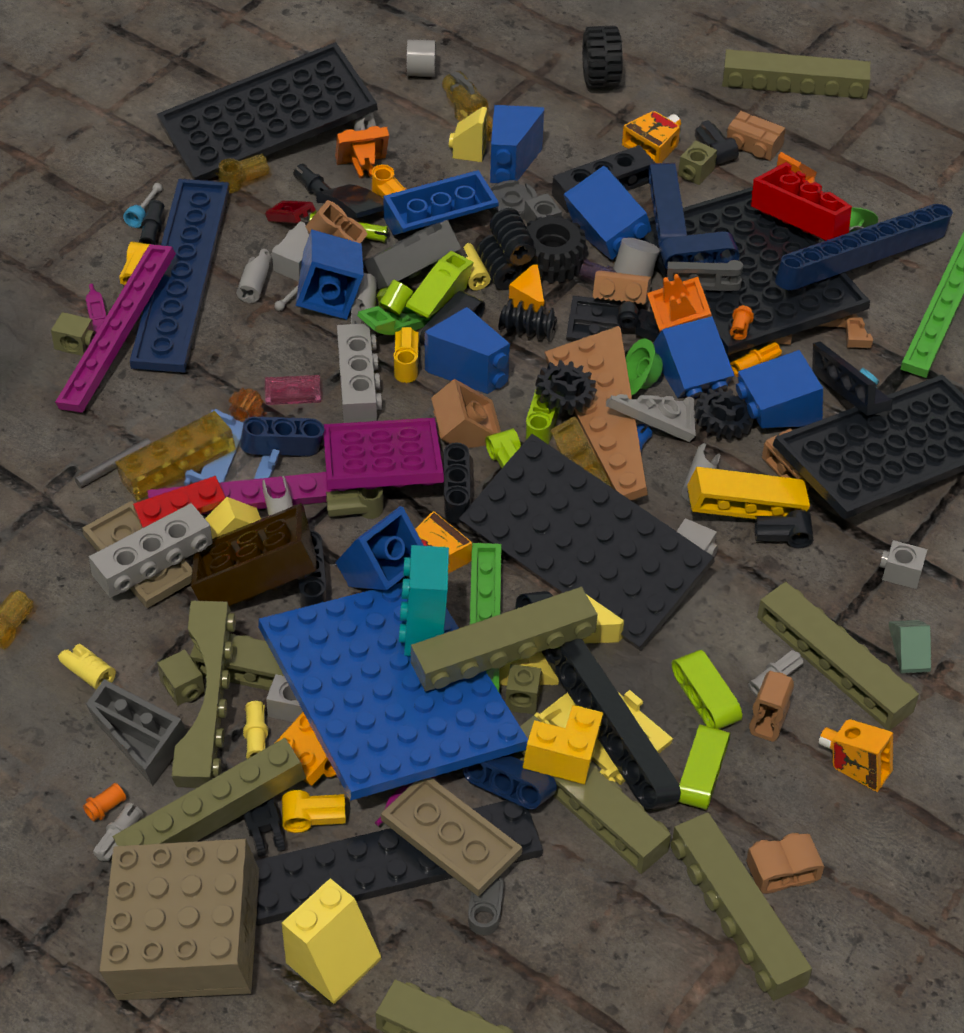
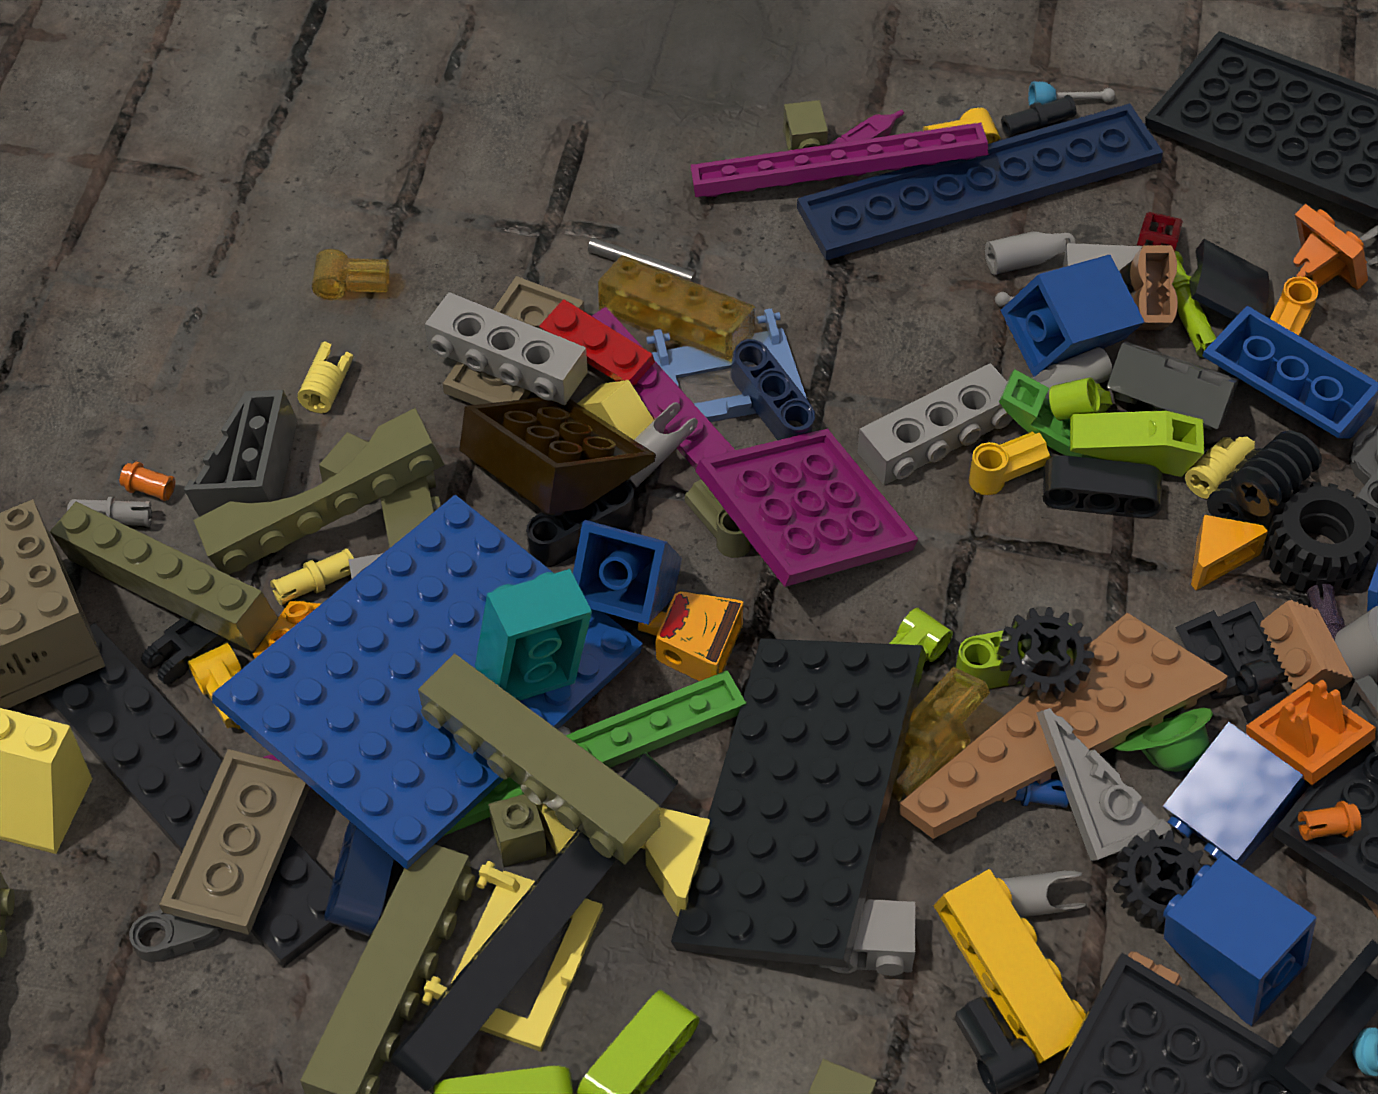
camera: 65 degrees right, 5 degrees up
(241, 171) = (1185, 152): clear yellow piece -> none
(245, 404) = (803, 338): clear orange gear -> none
(292, 390) = (871, 375): clear pink plate -> none
(313, 182) = (1239, 233): black pin -> none
(456, 481) = (832, 595): black beam -> none
(464, 415) = (944, 572): medium nougat slope -> none
(467, 351) = (1045, 519): blue slope -> none
(528, 320) = (1166, 569): black piece -> none
(566, 750) = (414, 917): yellow brick -> none
(756, 357) = (1308, 882): light orange axle -> none

